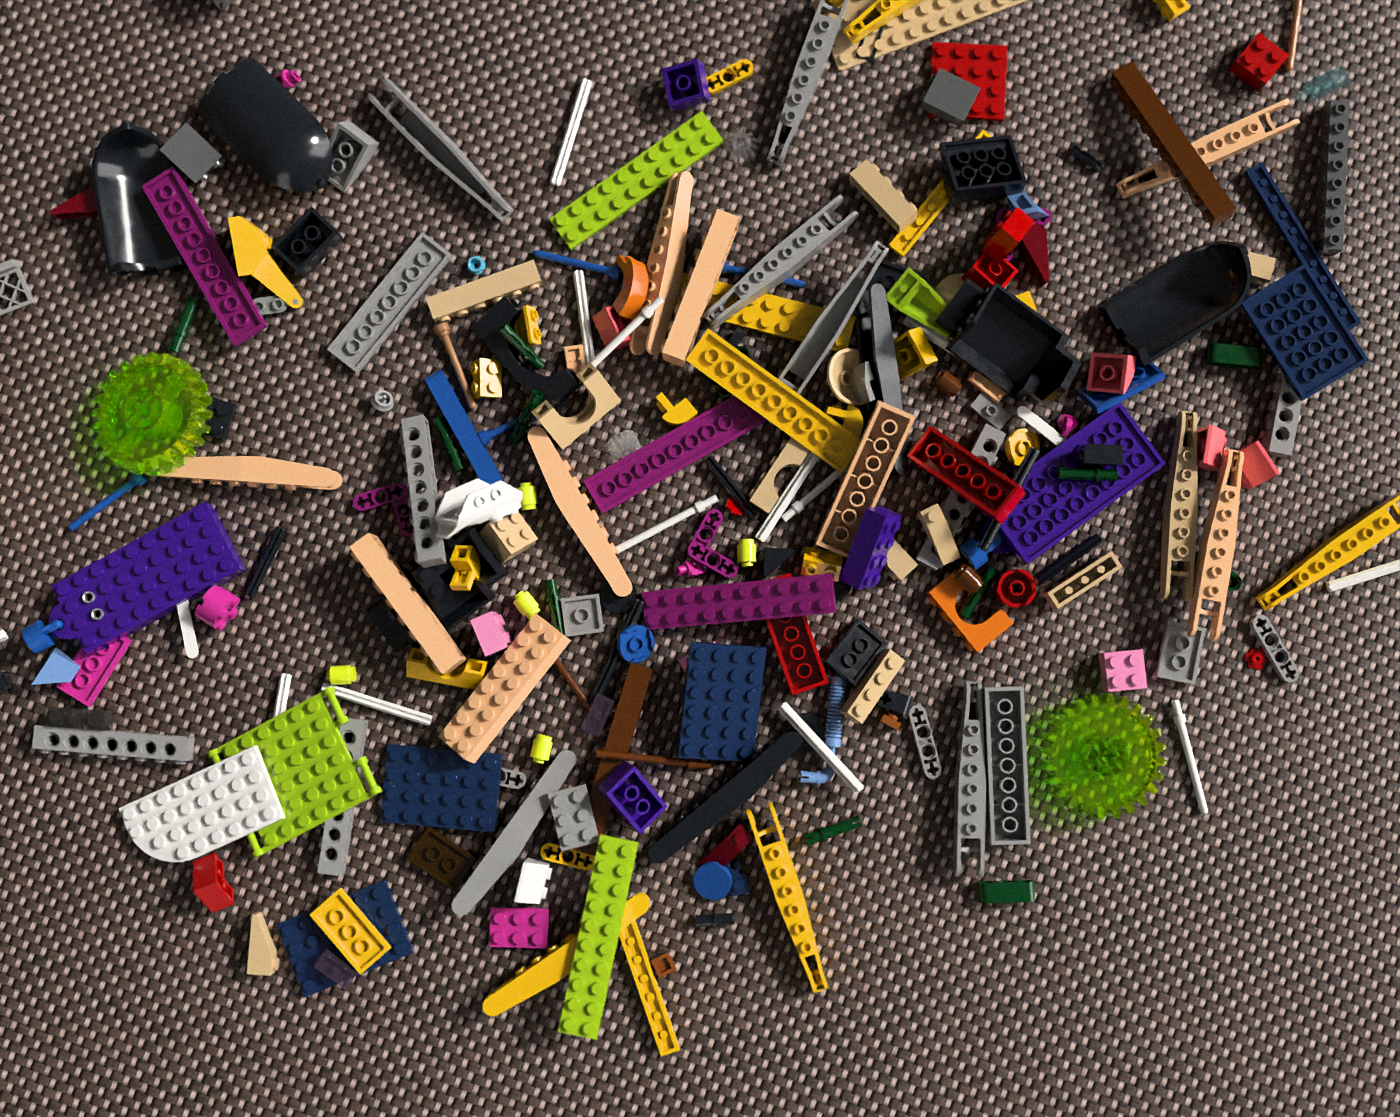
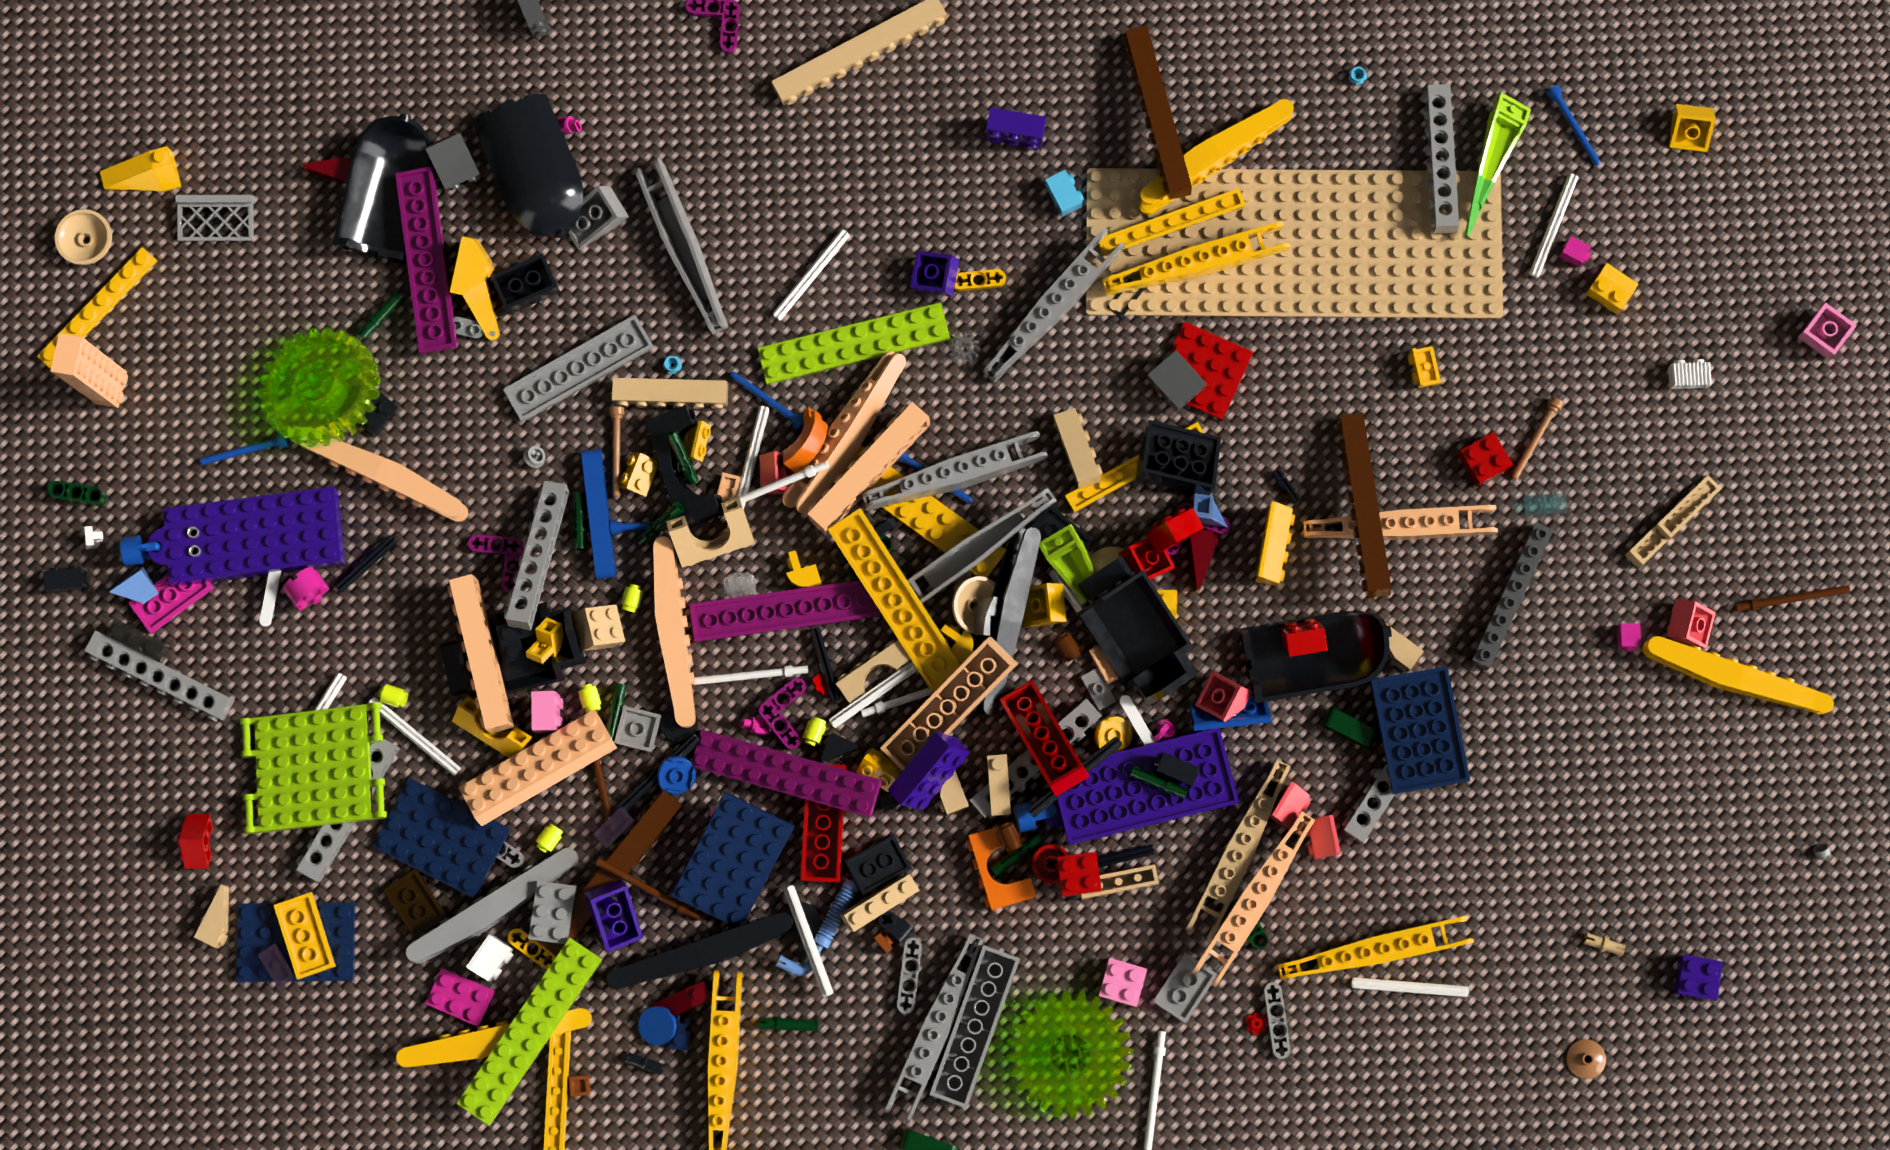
camera: 25 degrees right, 5 degrees down
(205, 809) = (217, 770): white plate -> none
(475, 504) = (579, 586): white slope -> none
(1049, 588) = (1079, 874): none -> red brick
(1098, 215) = (1274, 543): none -> yellow slope
(1163, 289) = (1303, 637): none -> red brick
(1298, 239) = (1457, 651): dark blue plate -> none

